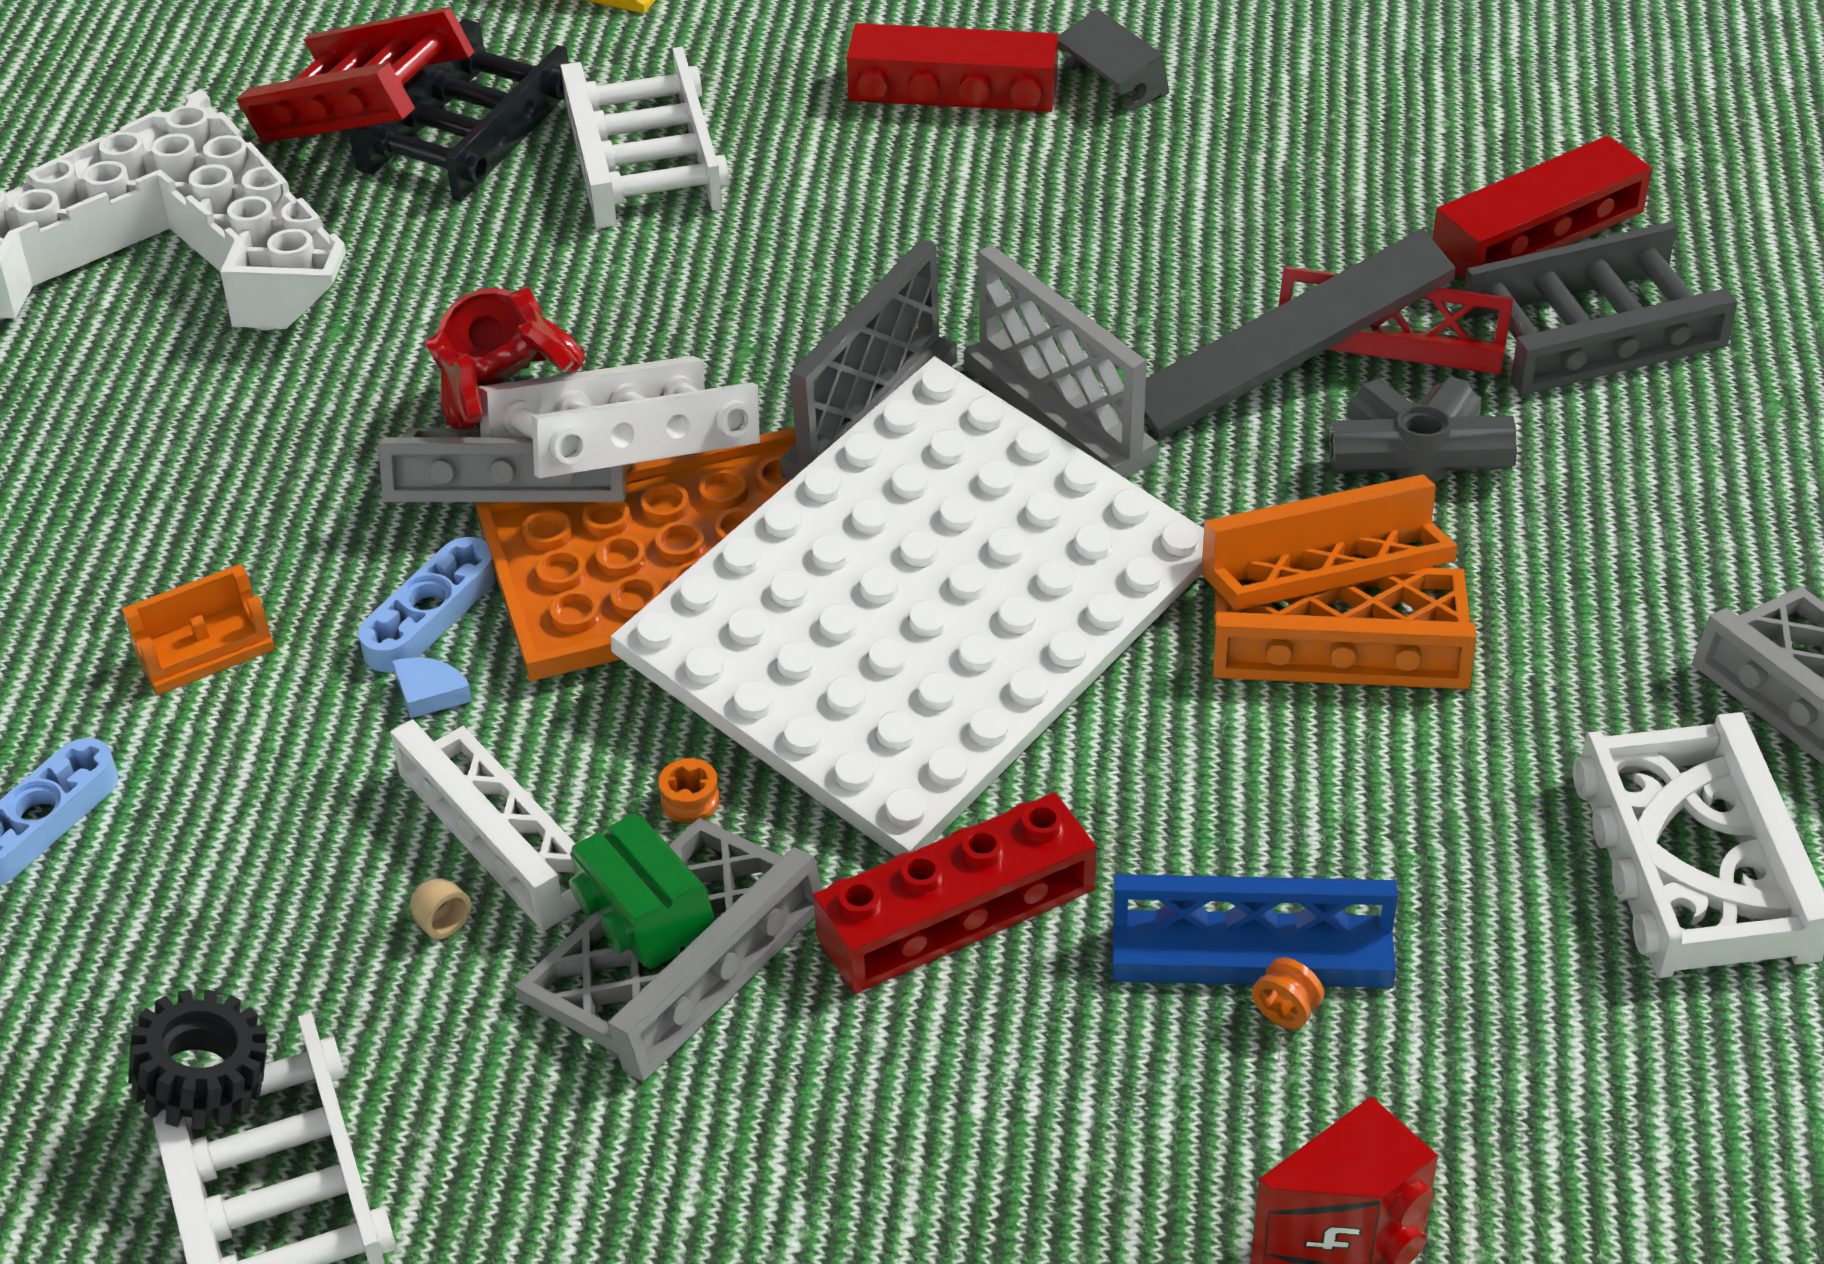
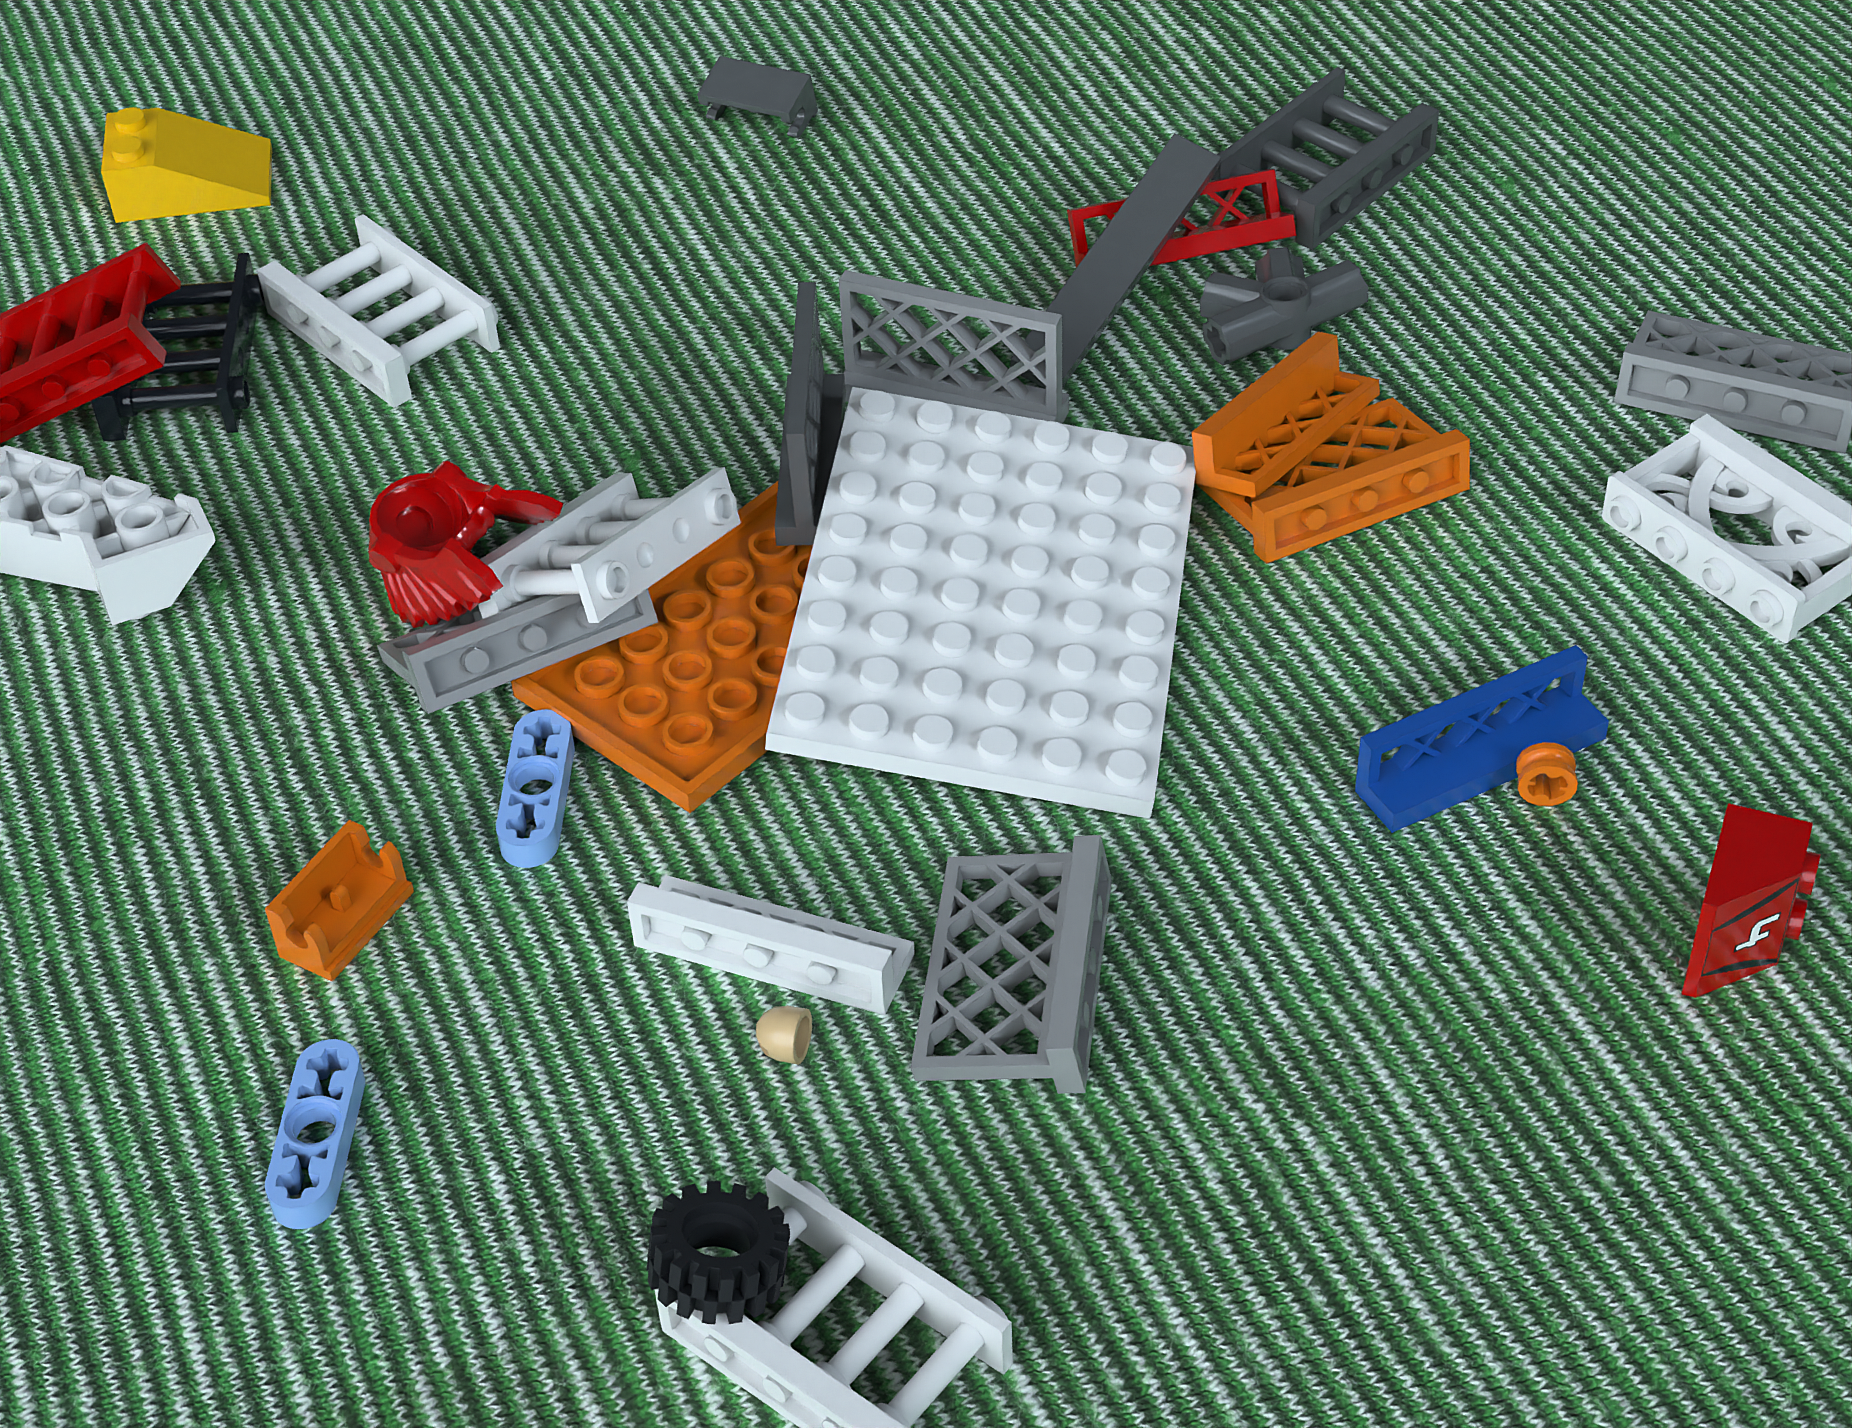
camera: 30 degrees left, 0 degrees up
(430, 685) = (599, 855): light blue tile -> none
(640, 890) = (975, 931): green brick -> none
(694, 776) = (930, 848): orange bush -> none
(952, 67) = (619, 151): red brick -> none
(954, 892) = (1219, 817): red brick -> none
(1544, 206) = (1224, 87): red brick -> none

